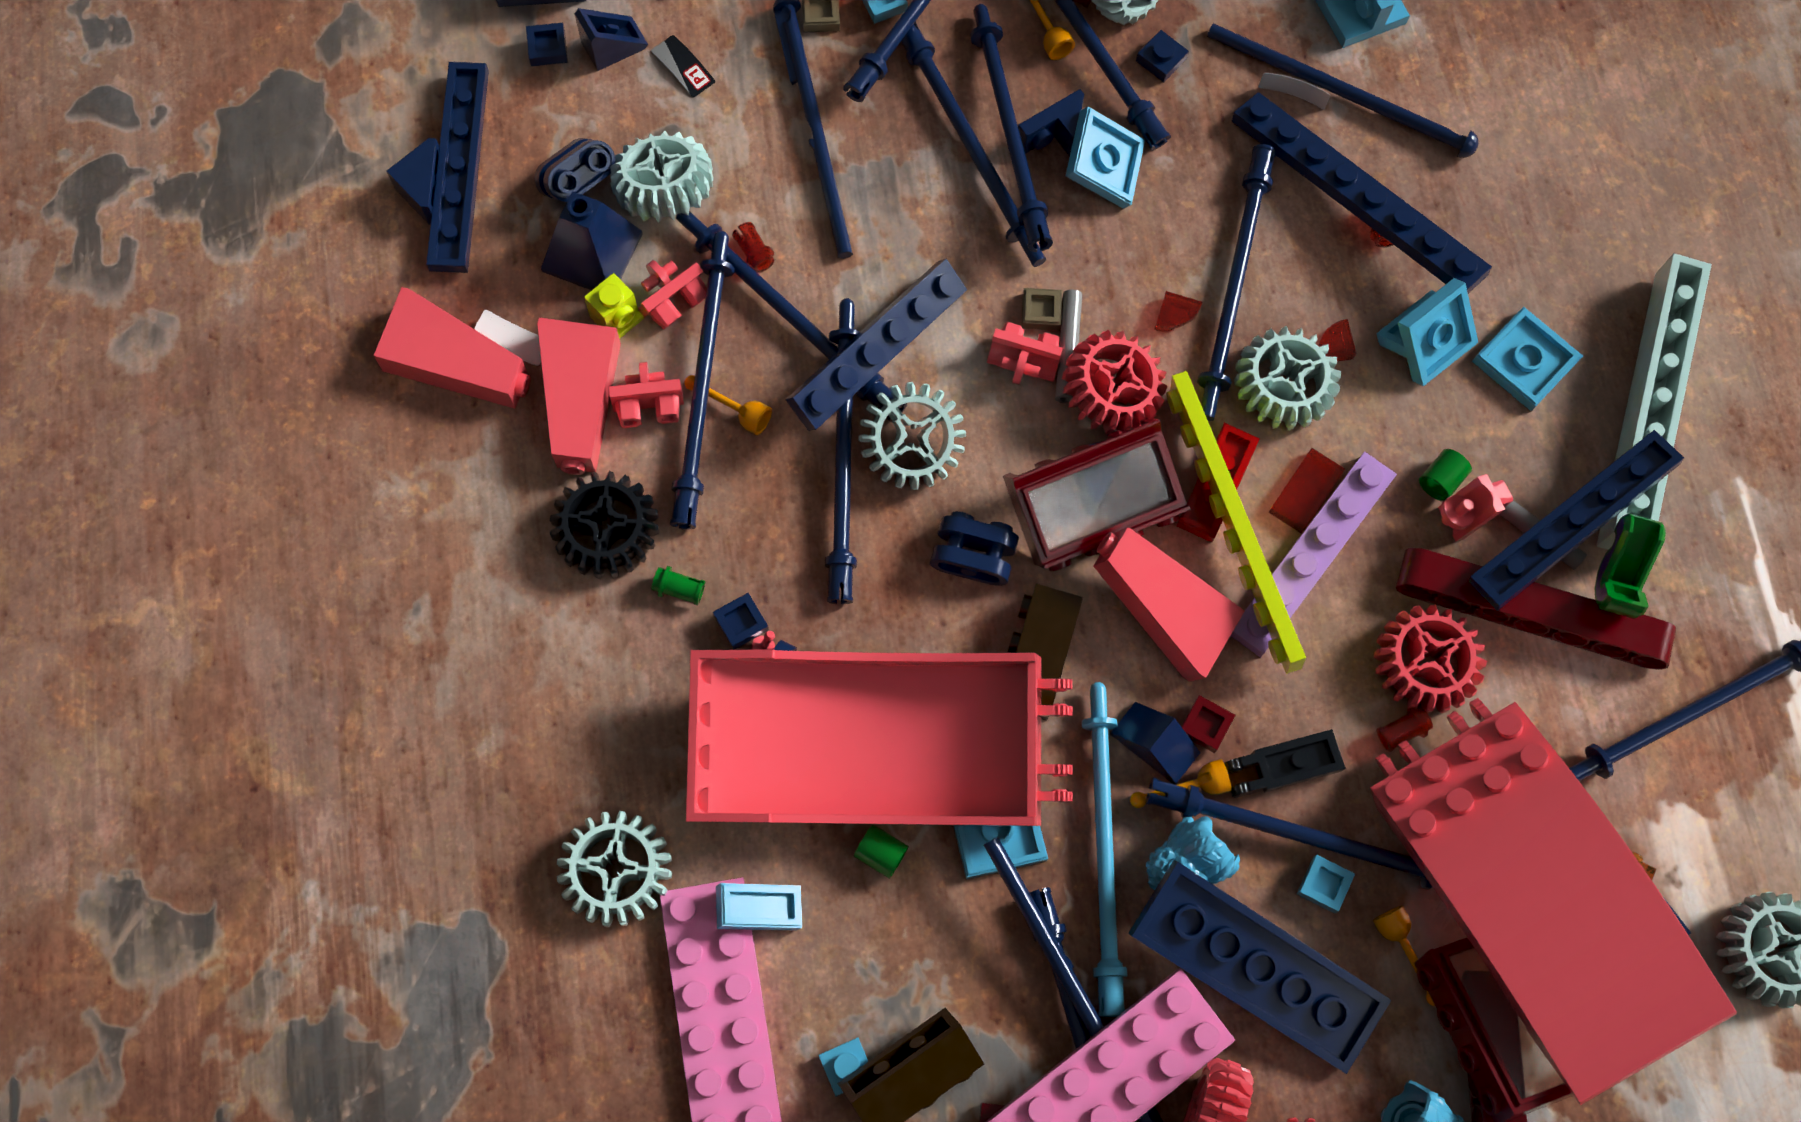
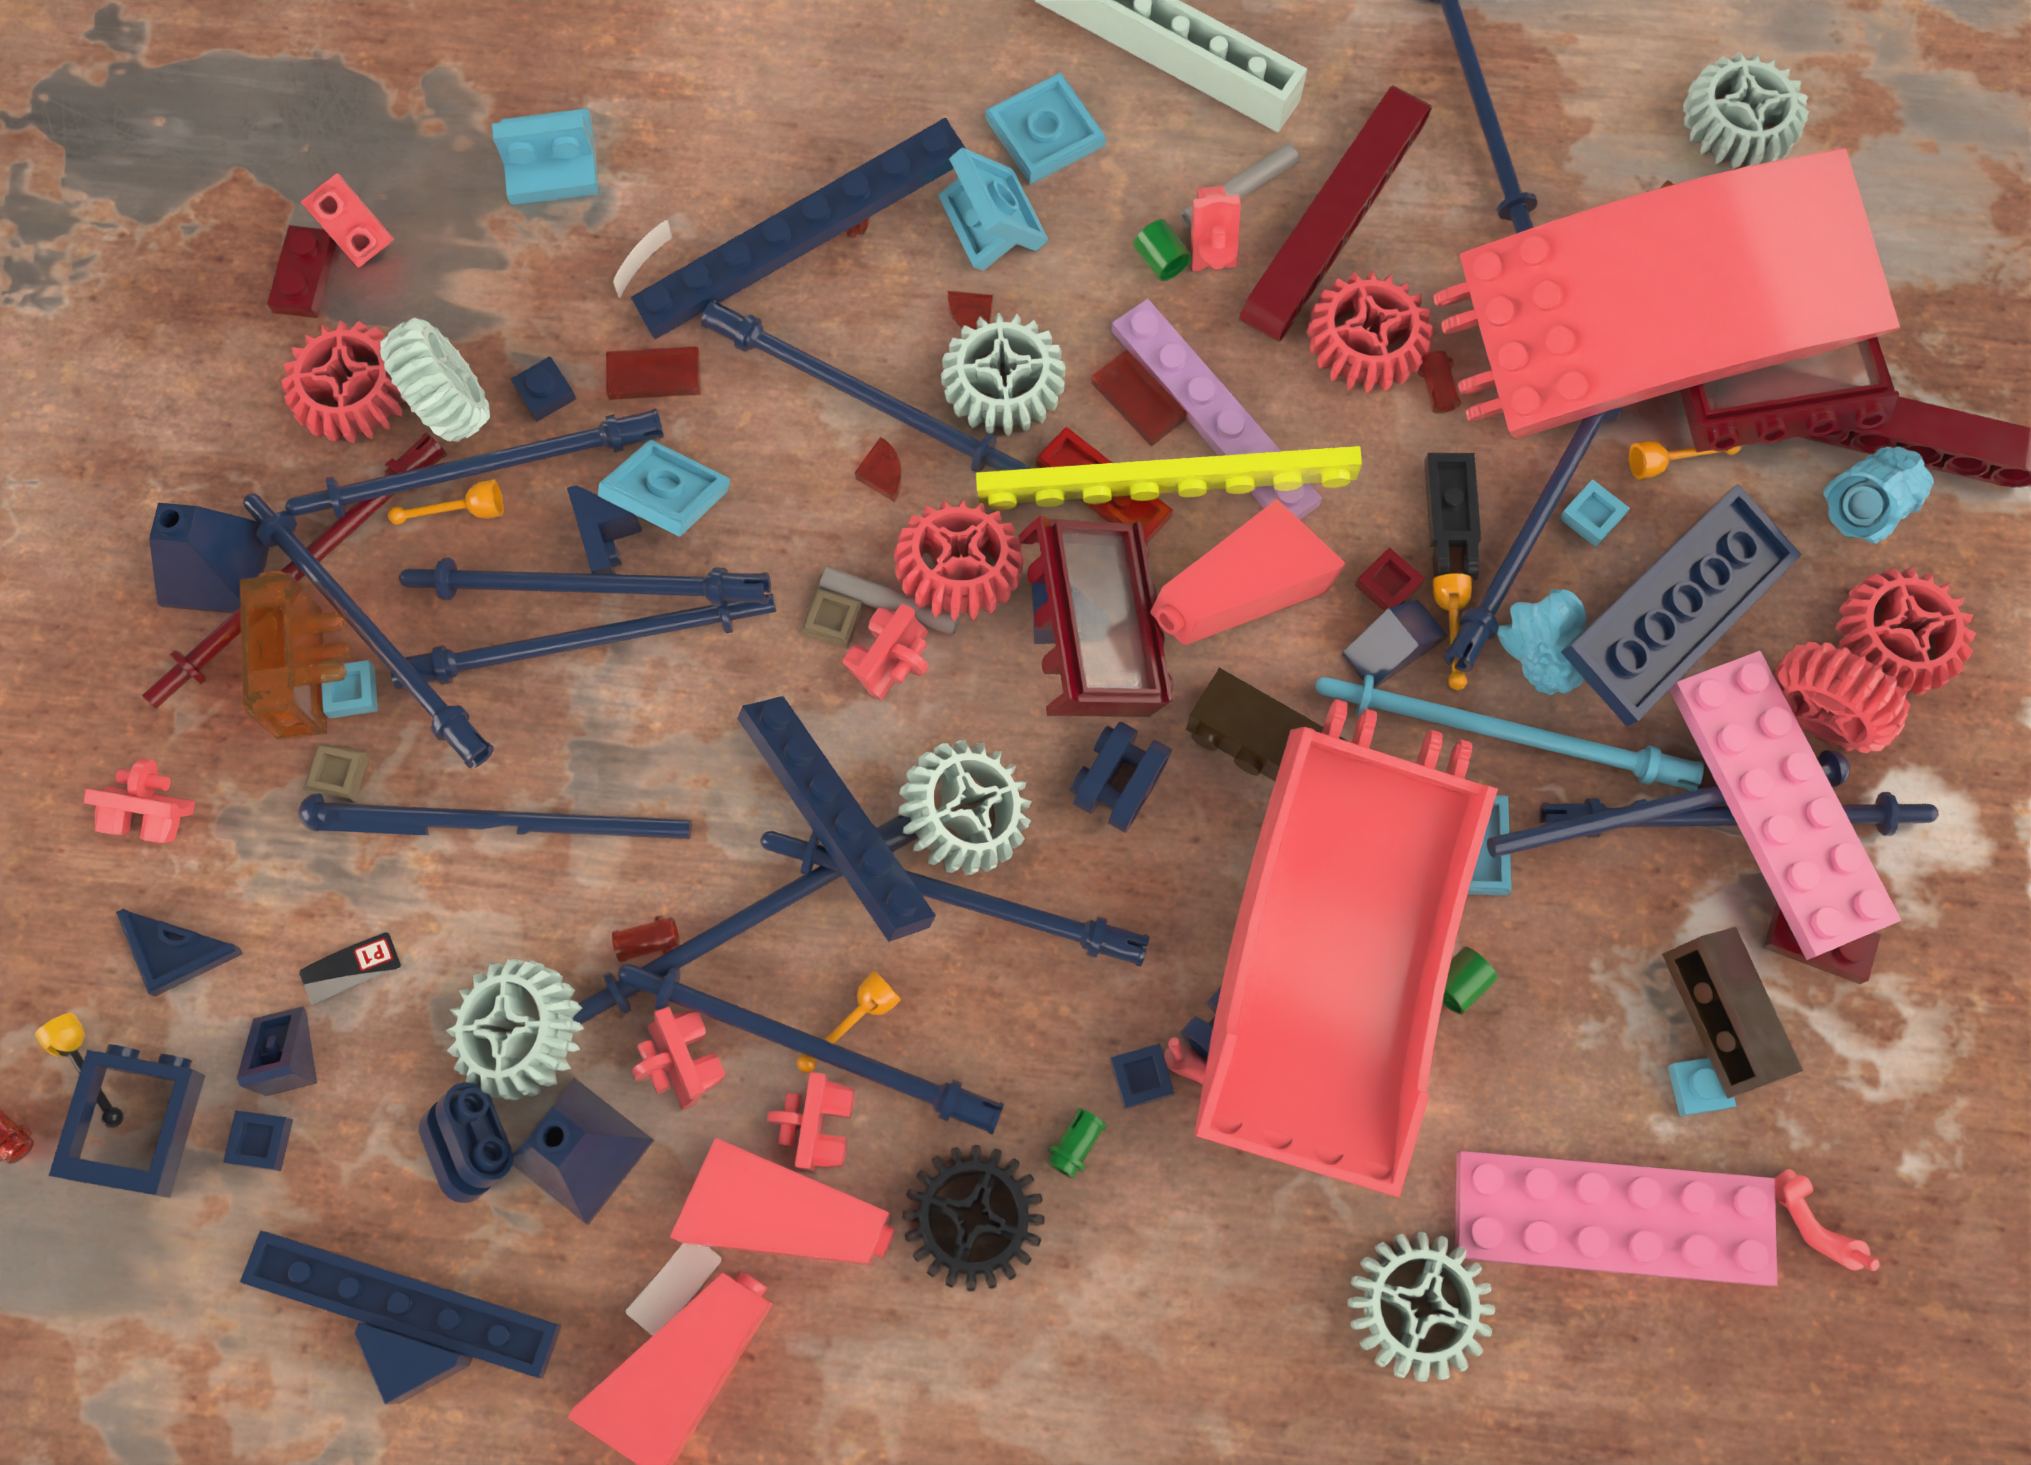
camera: 70 degrees left, 0 degrees up
(613, 305) = (678, 1137): neon yellow brick -> none
(758, 906) = (1504, 1140): tile -> none
(1202, 128) = (653, 373): none -> clear red tile
(1466, 144) = (770, 104): dark blue bar -> none
(1575, 520) = (1267, 132): dark blue plate -> none
(1628, 566) = (1327, 102): green animal -> none

